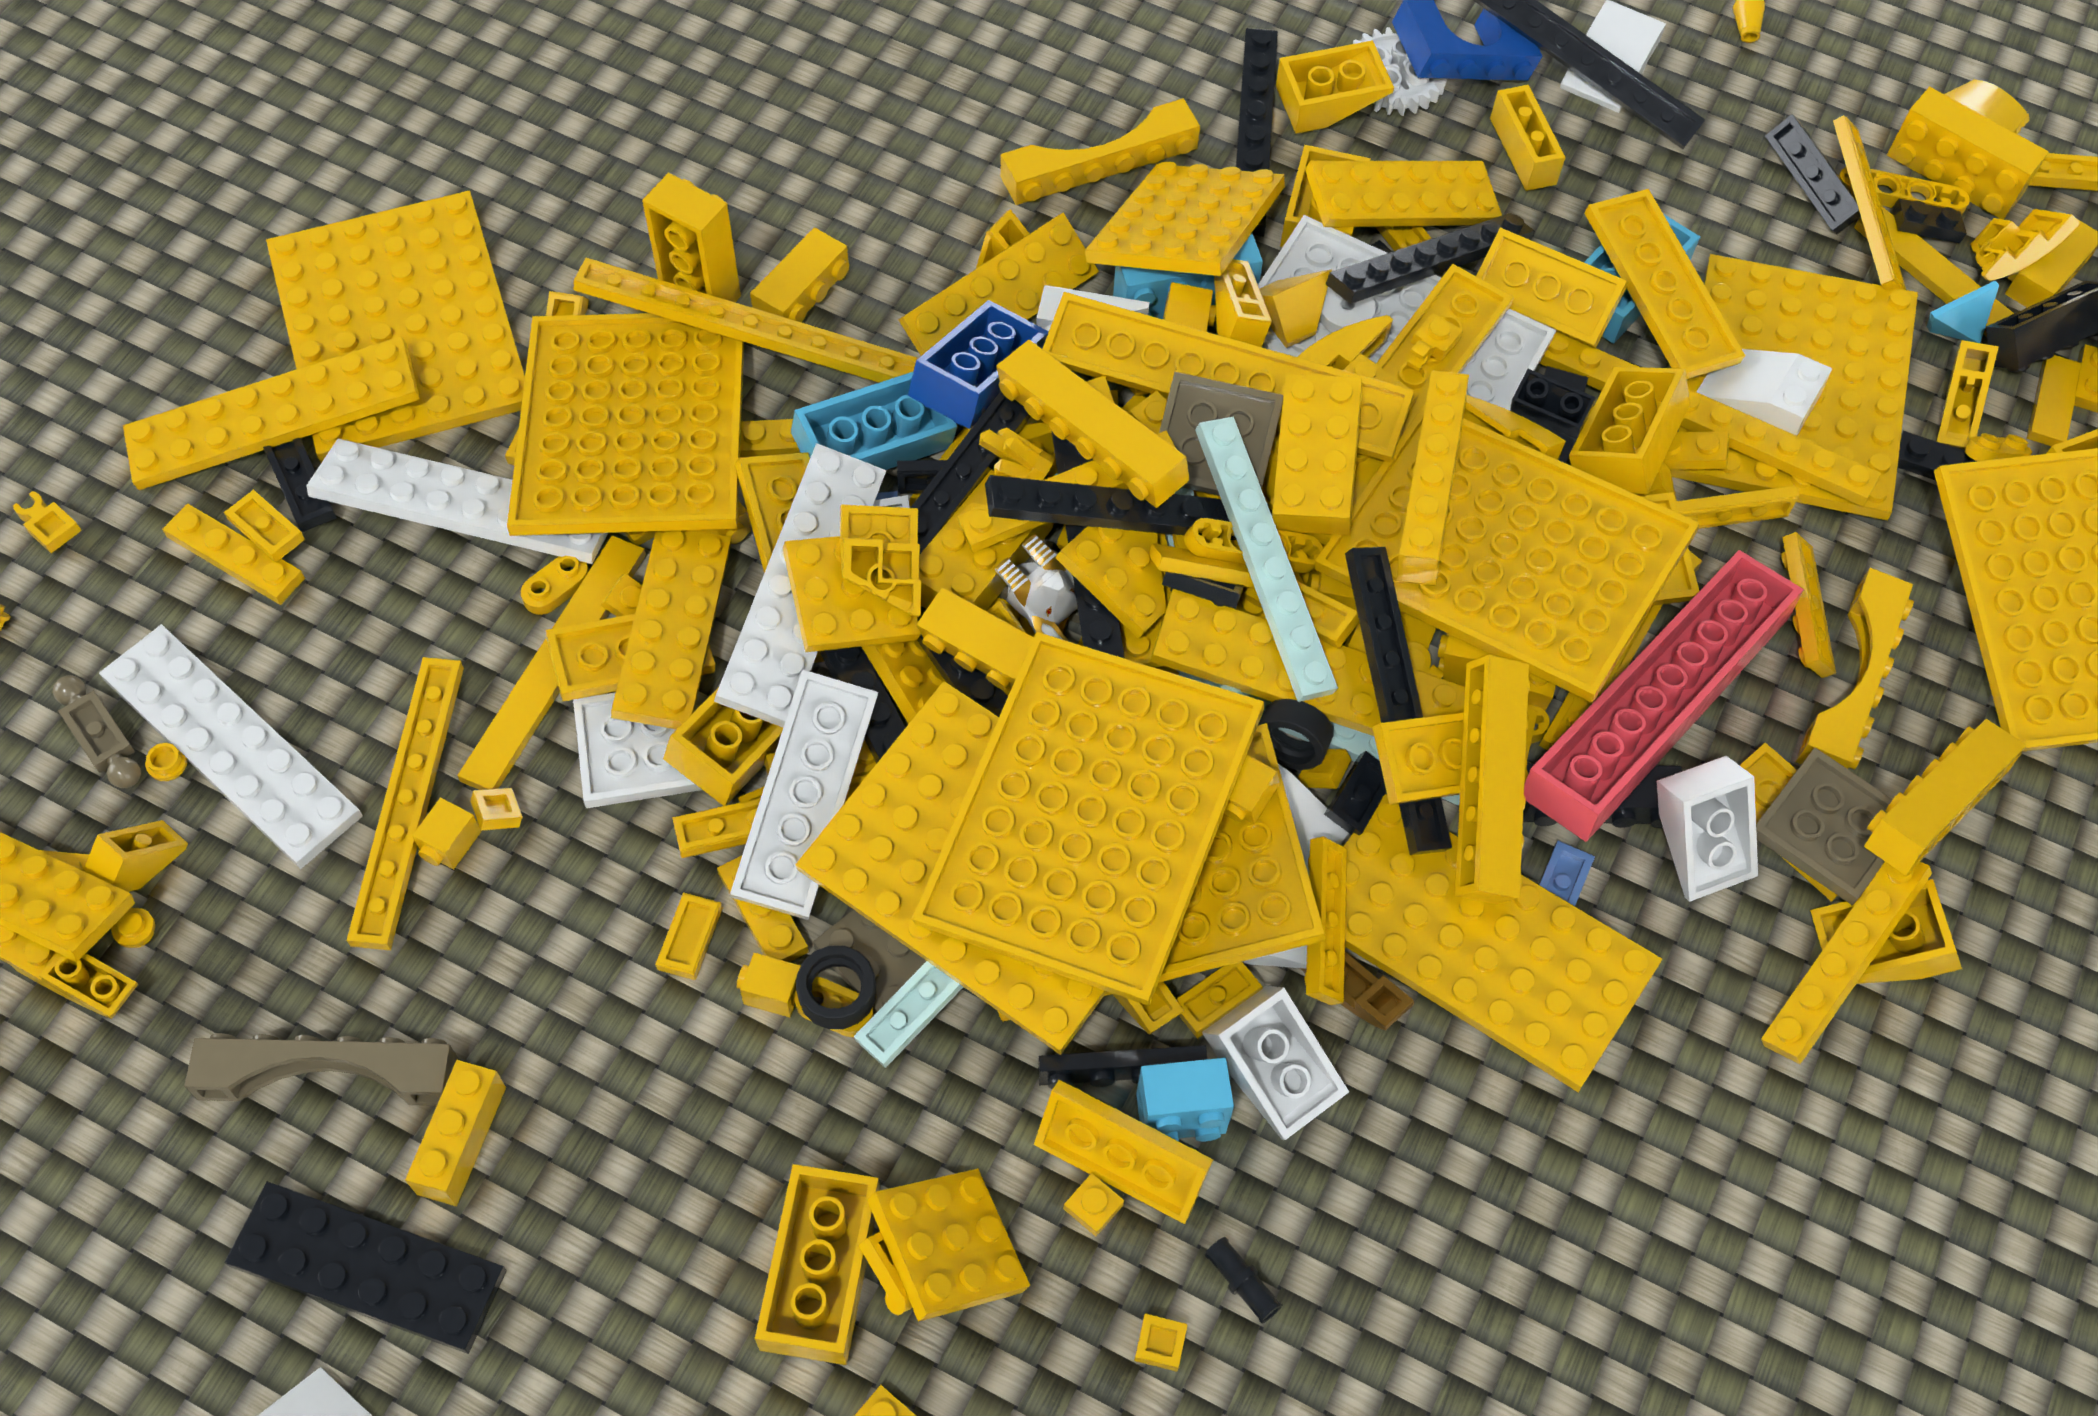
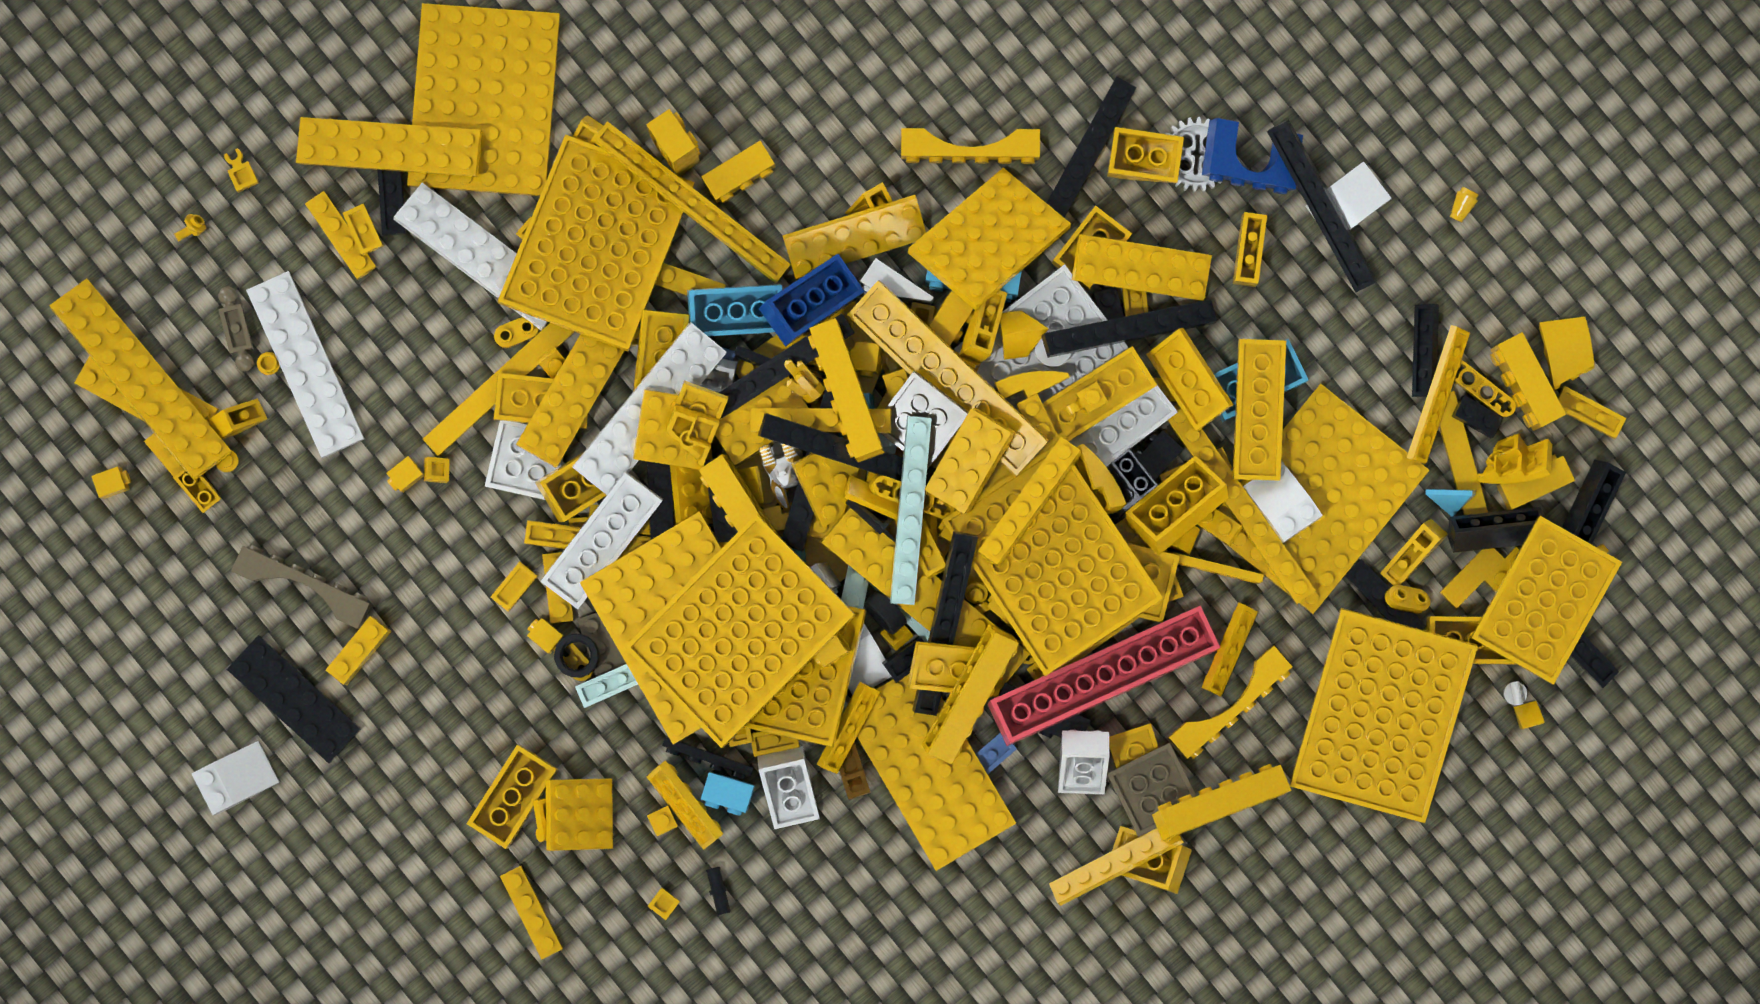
camera: 25 degrees right, 25 degrees up
(405, 805) = (391, 442): yellow plate -> none

